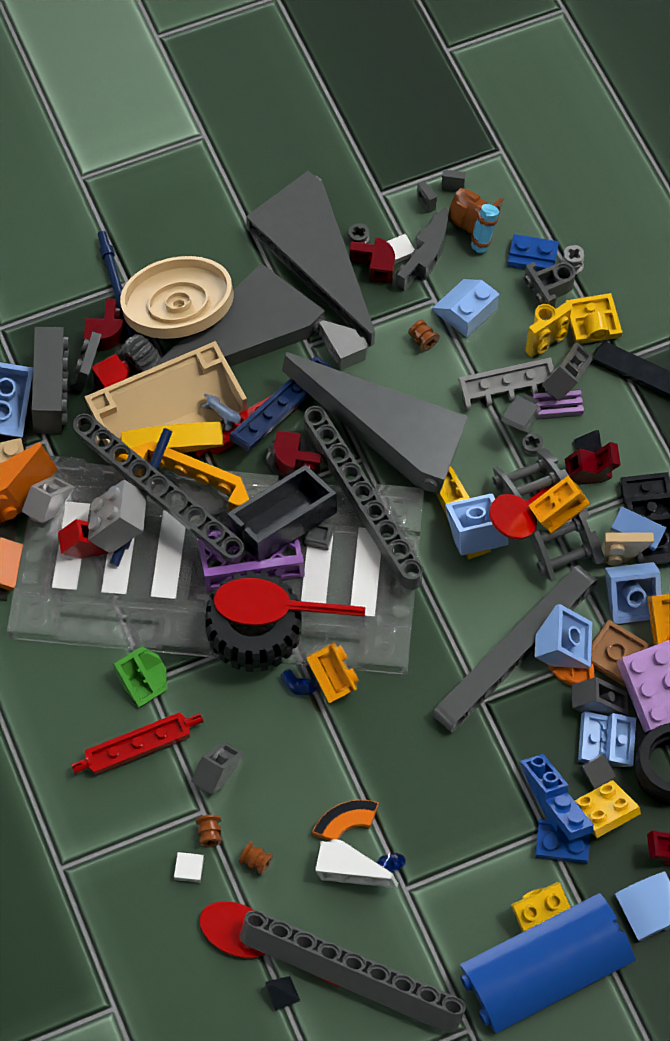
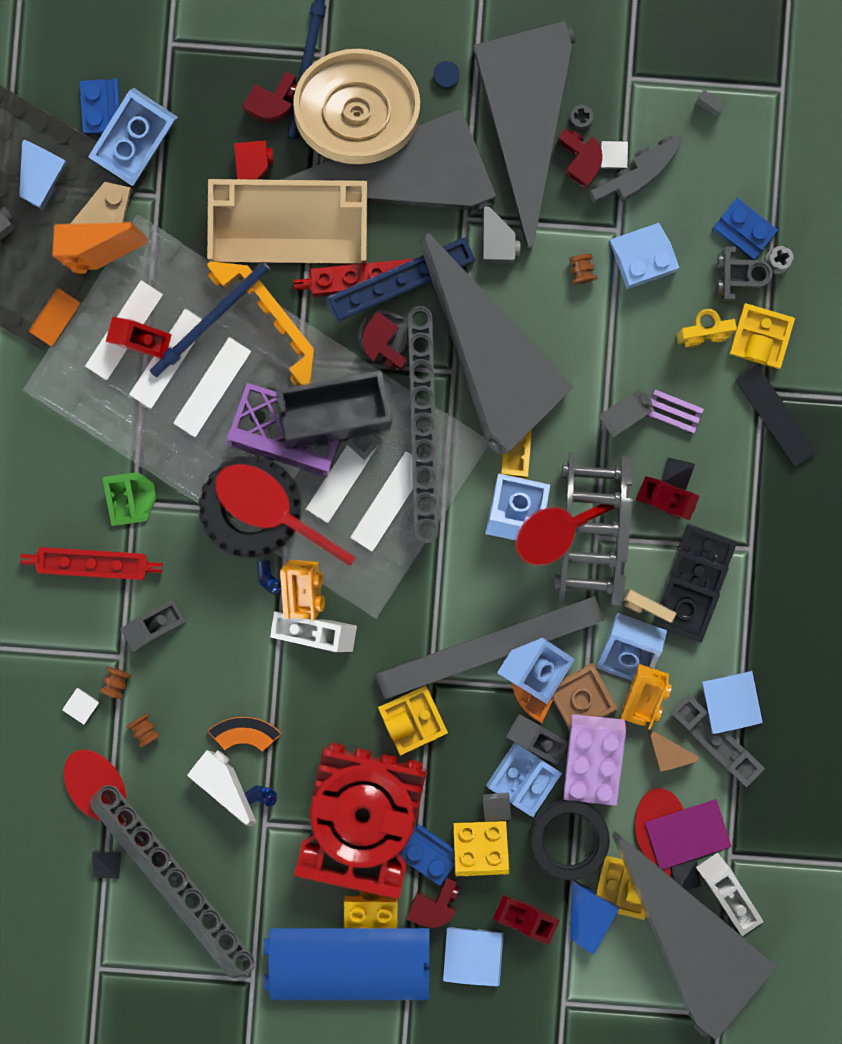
camera: 25 degrees right, 25 degrees up
(46, 499) = (121, 272): light grey slope -> none
(50, 380) = (185, 137): dark grey piece -> none
(84, 364) = (228, 138): dark grey plate -> none
(117, 516) = (172, 335): light grey brick -> none
(140, 353) = (290, 152): dark grey gear -> none
(167, 496) = (215, 317): dark grey beam -> none
(184, 437) = (281, 265): yellow slope -> none
(225, 412) = (340, 264): sand blue piece -> none
(235, 252) = (446, 74): none -> dark blue tile
(360, 705) = (318, 633): none -> white slope
(426, 196) = (672, 109): dark grey tile -> none
(475, 216) = (707, 163): dark orange piece -> none
(480, 876) = (405, 786): none -> red brick
(485, 736) = (412, 720): none -> yellow plate
(504, 381) = (637, 362): light grey hinge -> none
(527, 449) = (631, 438): dark grey bush -> none
(553, 798) = (441, 815): blue slope -> none
(559, 504) = (601, 541): light orange hinge -> none
(567, 372) = (699, 388): dark grey slope -> none
(593, 881) = (431, 911): none -> dark red brick
(634, 523) = (670, 591): medium blue tile -> none

